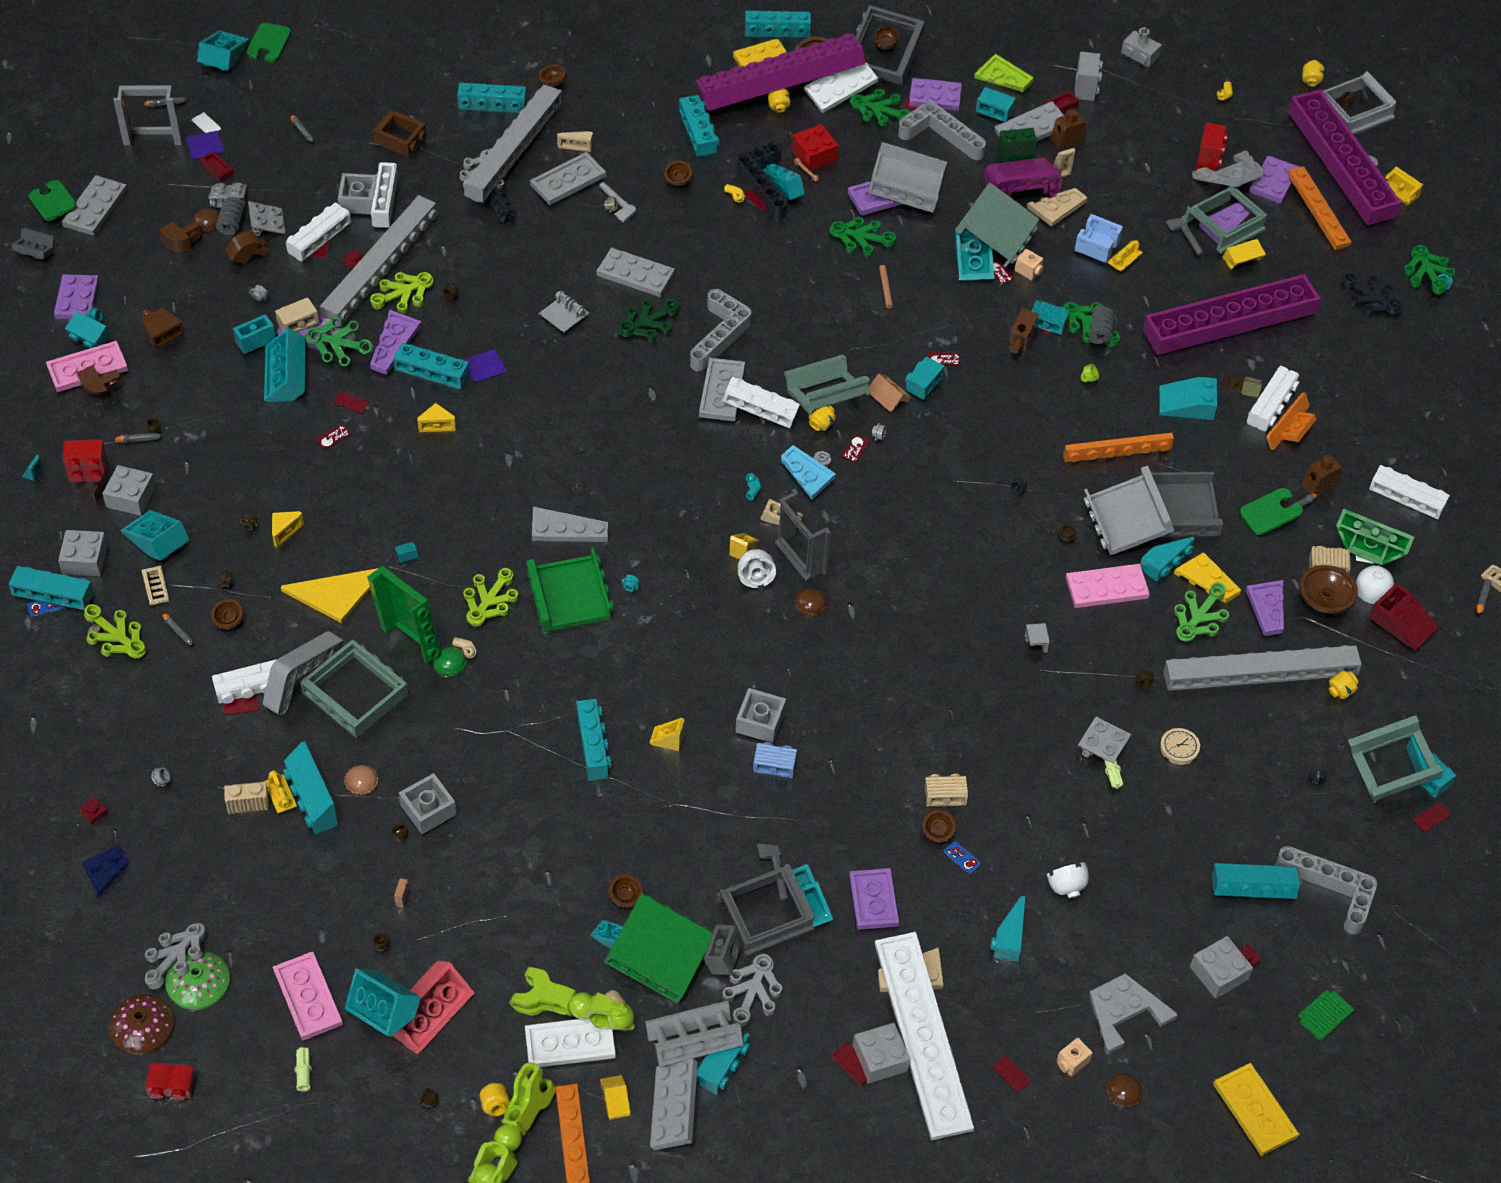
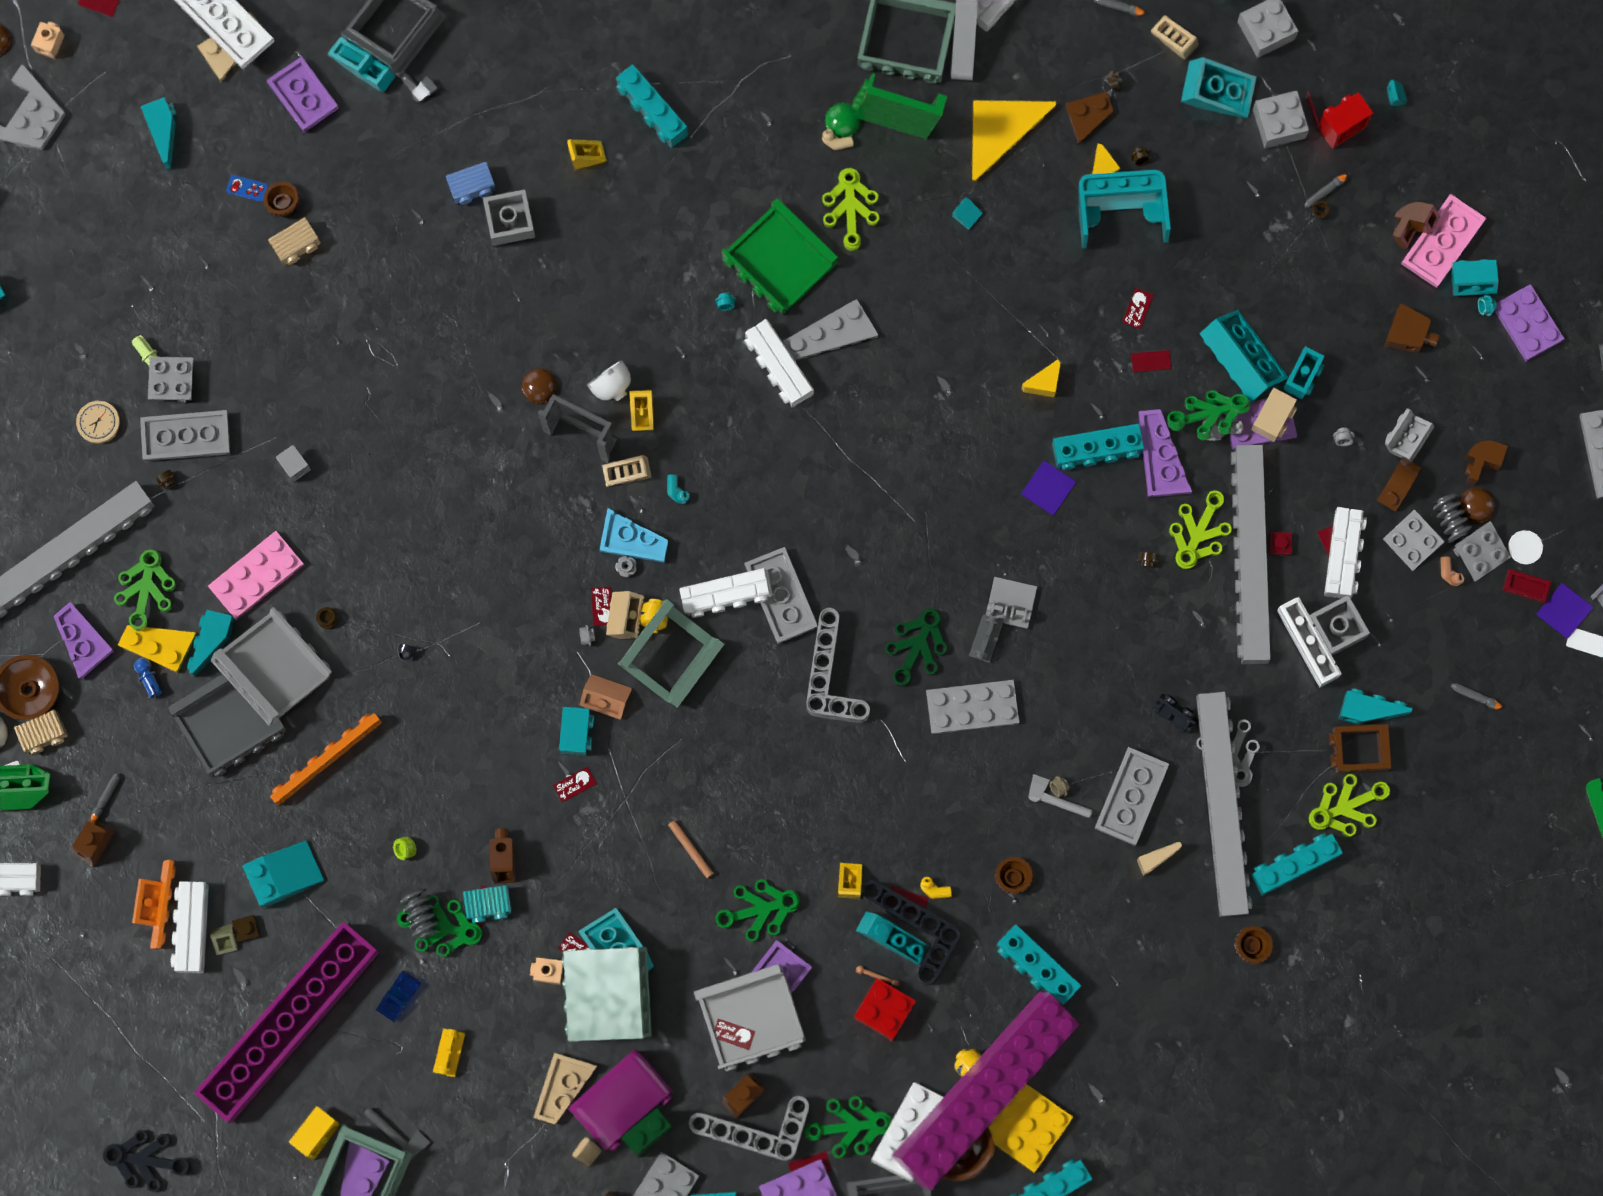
camera: 155 degrees right, 25 degrees up
(197, 186) = (1525, 547): none -> white sticker
(216, 270) = (1408, 435): none -> light grey bracket
(227, 614) = (1081, 41): reddish brown hat -> none
(260, 192) = (1449, 574): none -> nougat arm
(262, 569) = (1088, 114): none -> reddish brown wing
(269, 487) = (1123, 191): none -> teal windscreen
(376, 148) = (1365, 709): none -> teal slope
(453, 115) = (1346, 807): none -> lime plant
(598, 300) = (986, 638): none -> dark grey hinge
(620, 525) = (779, 363): none -> white brick
(790, 216) = (850, 880): none -> yellow slope
(844, 425) = (624, 615): none -> tan brick
(923, 179) = (733, 1034): none -> dark red sticker
(939, 144) = (743, 1095): none -> reddish brown torso
(1069, 880) = (134, 209): white cylinder -> none
(1098, 238) = (487, 1052): light blue piece -> none
(1113, 700) = (185, 435): none -> light grey plate
(1145, 300) = (398, 996): none -> clear blue slope
(1227, 559) = (148, 678): none -> blue pin
(1267, 513) = (133, 763): green piece -> none

